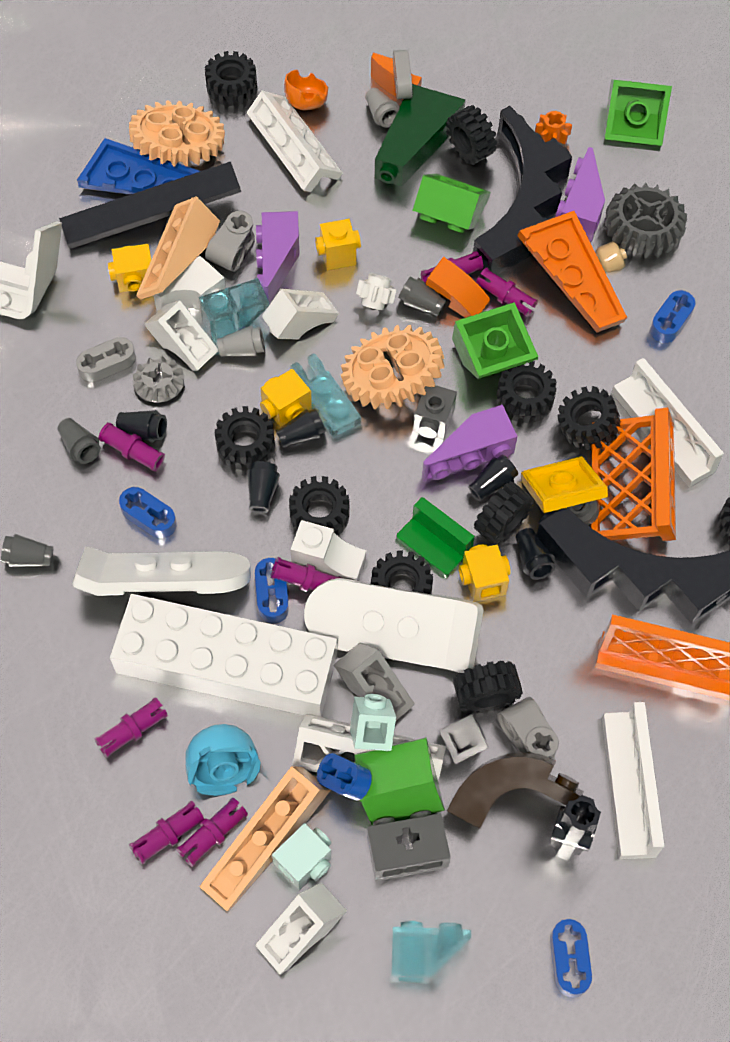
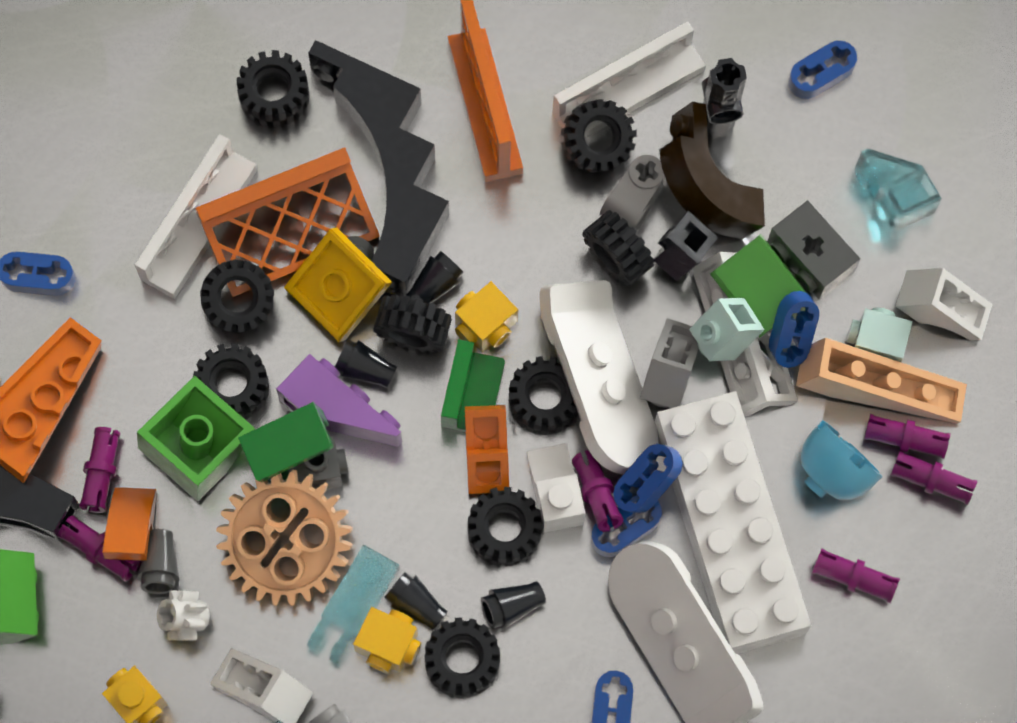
camera: 120 degrees left, 10 degrees up
(290, 605) = (646, 477): none -> blue beam
(382, 527) = (486, 448): none -> orange slope
(454, 382) = (286, 442): none -> green panel
(601, 747) = (621, 136): none -> black tyre

